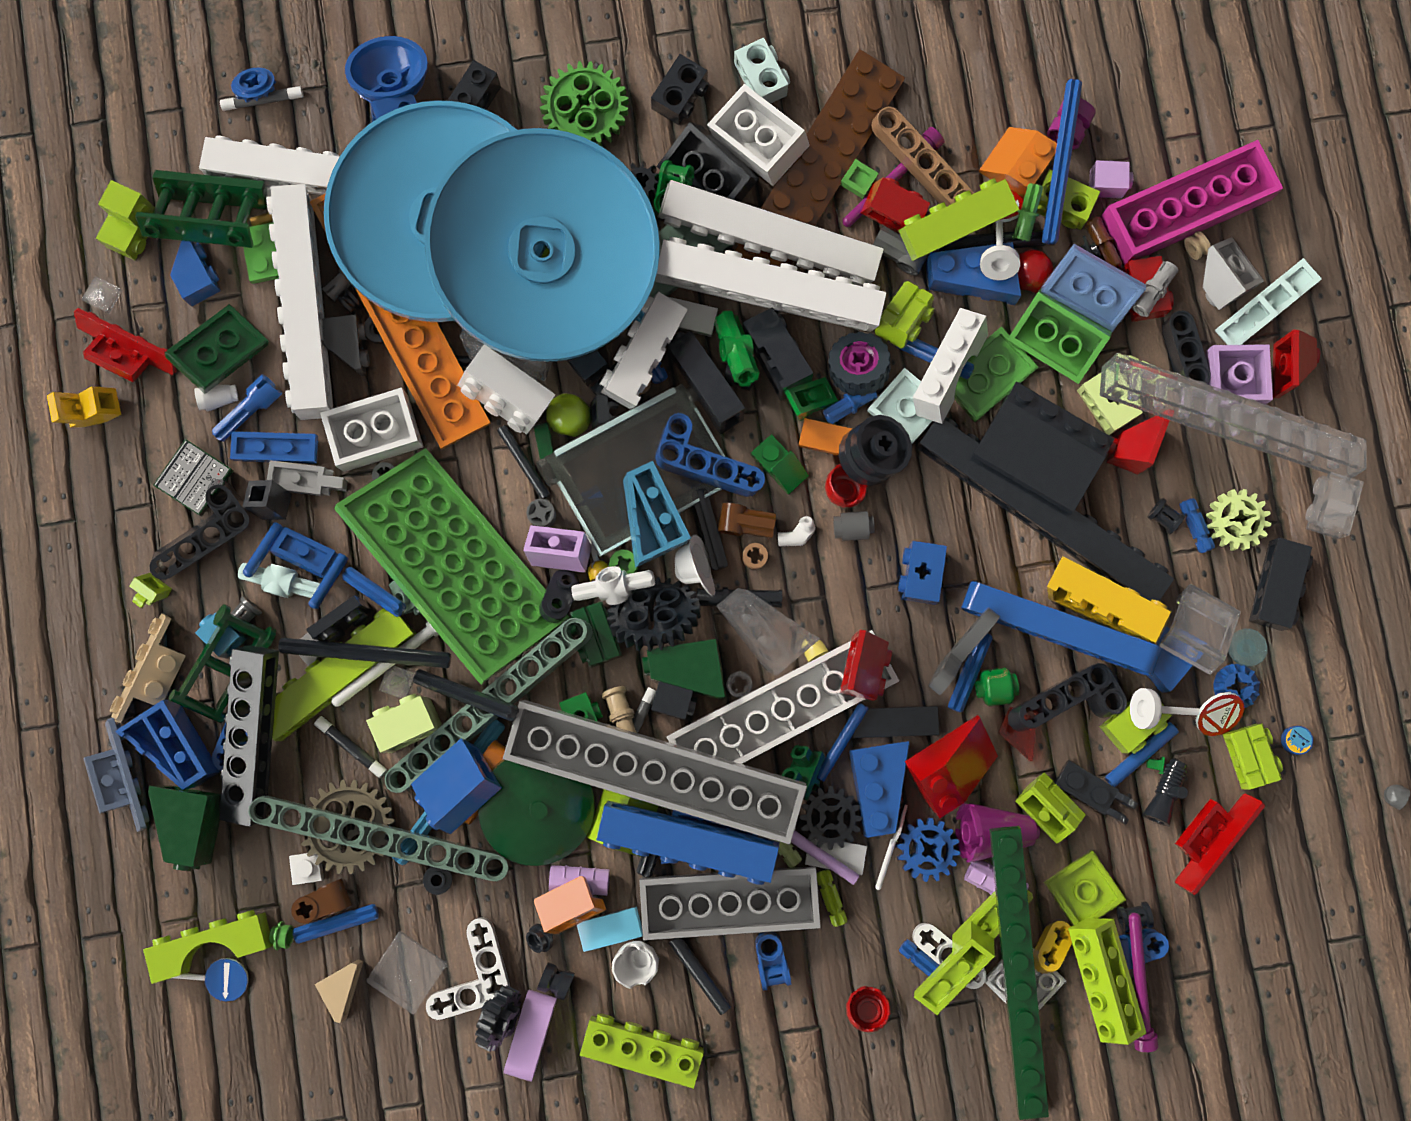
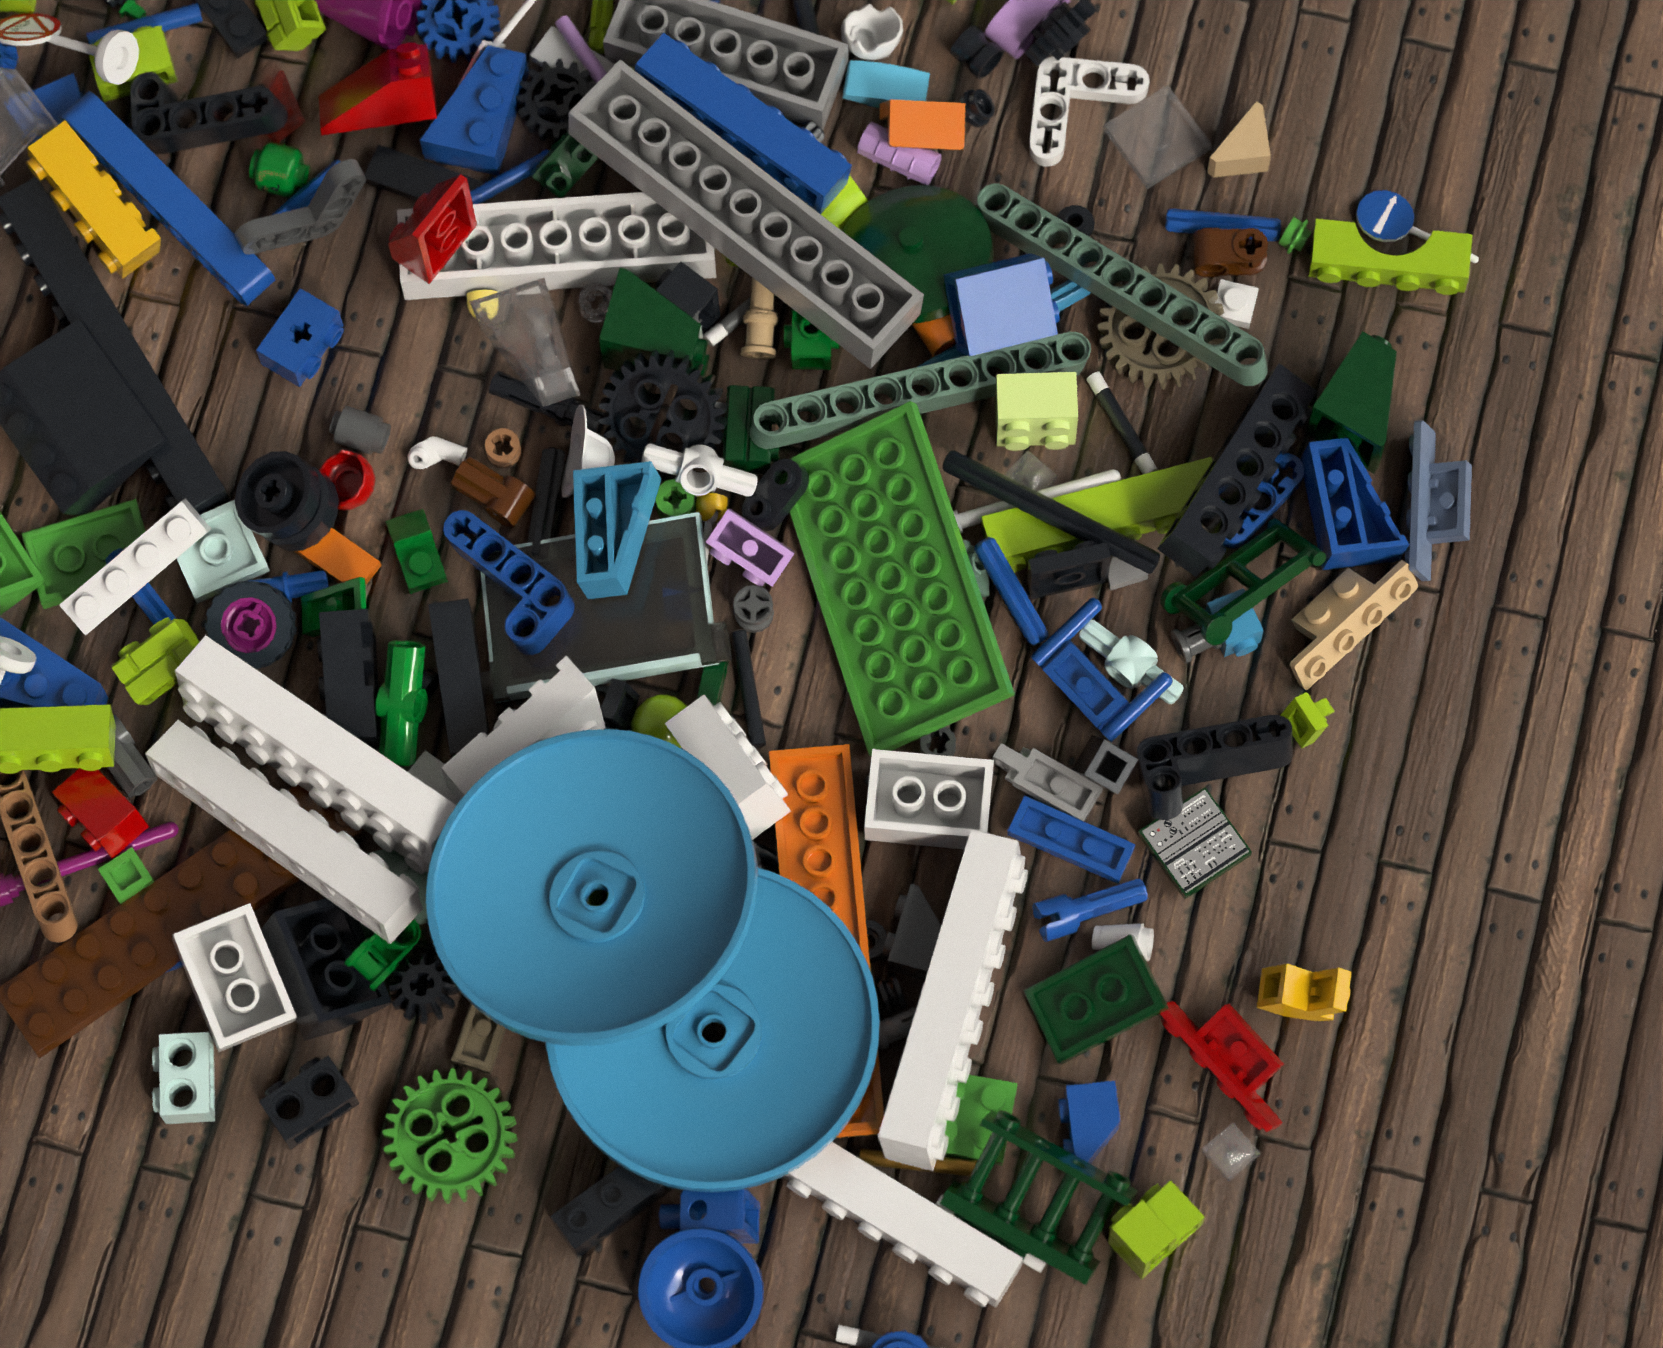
camera: 155 degrees left, 10 degrees down
(466, 695) = (940, 400): black axle -> none

